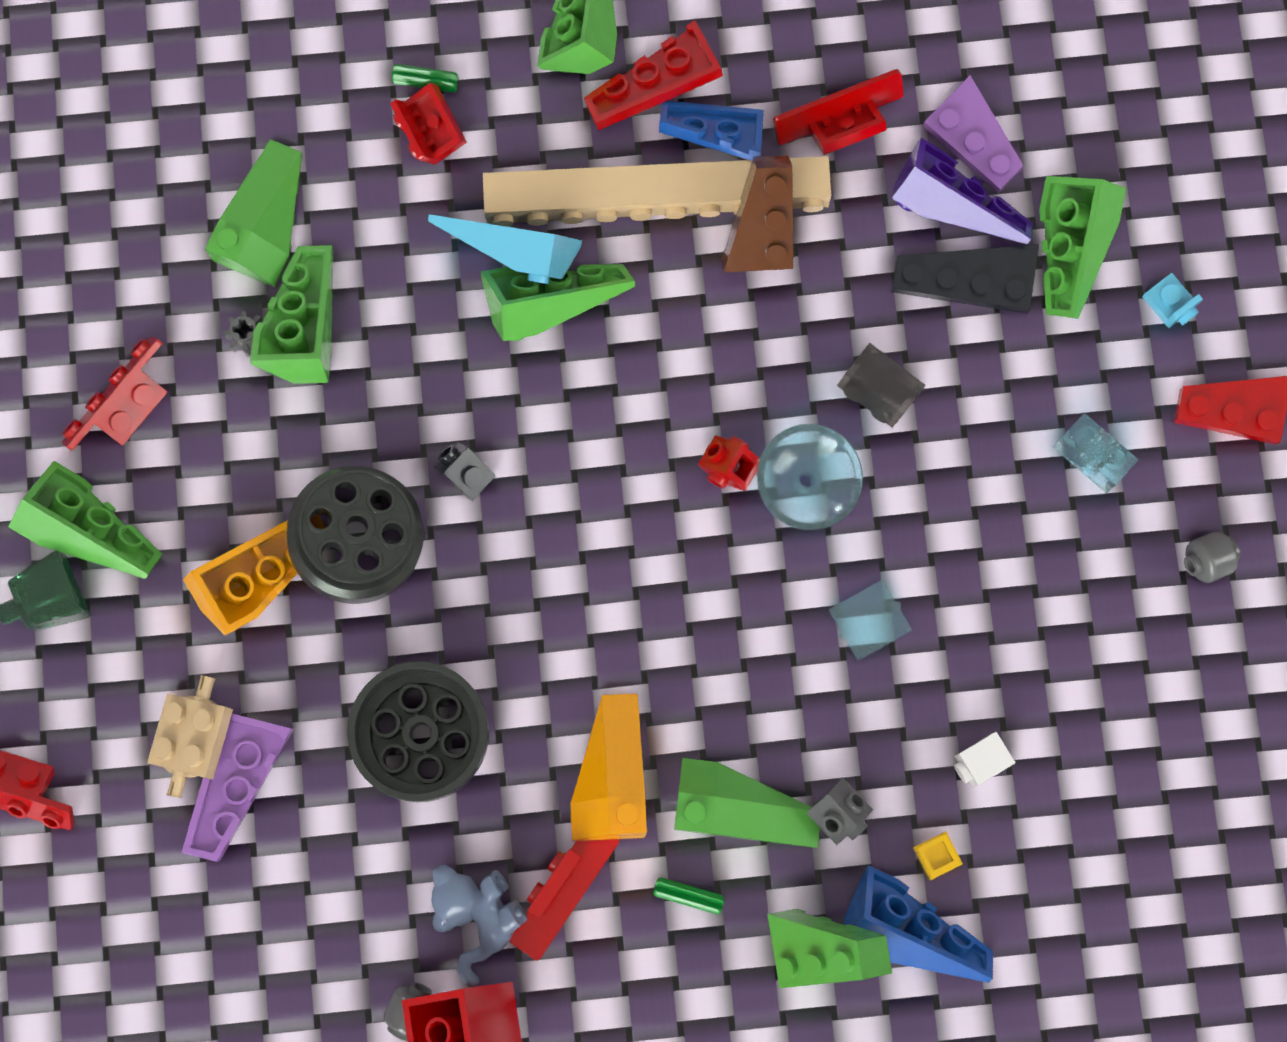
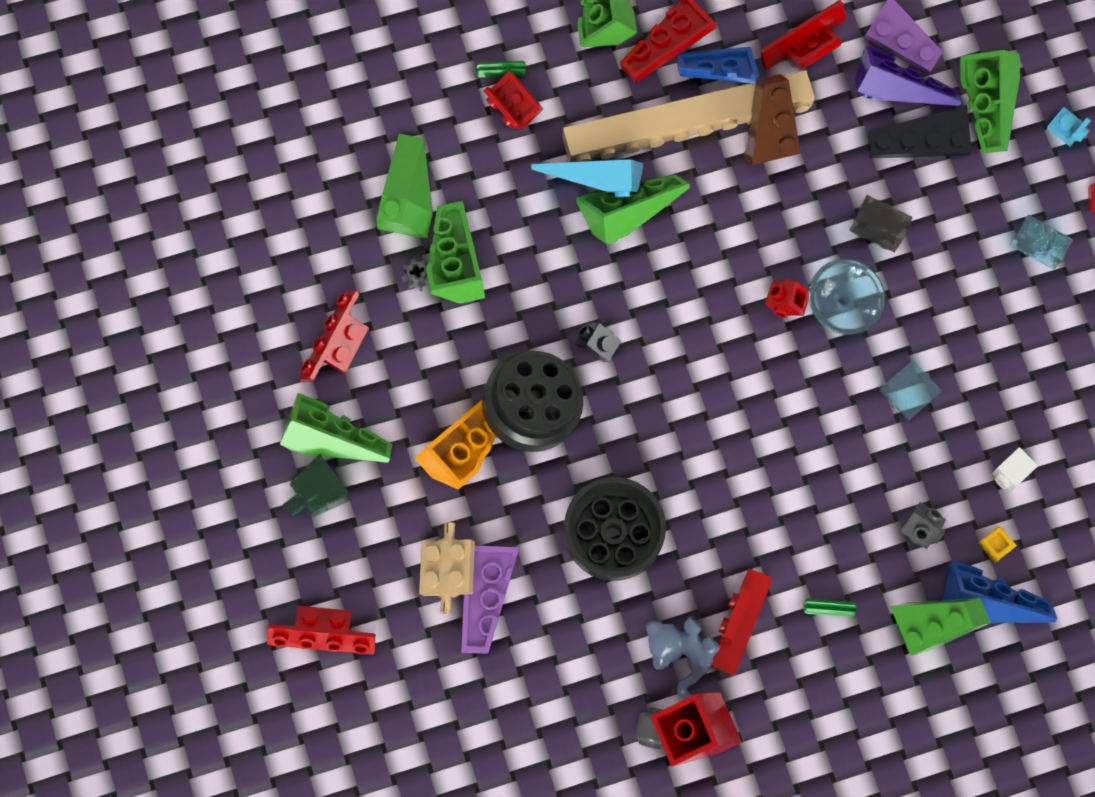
camera: 20 degrees left, 5 degrees down
(611, 779) = (758, 539): light orange wedge -> none
(736, 806) = (844, 538): bright green wedge -> none

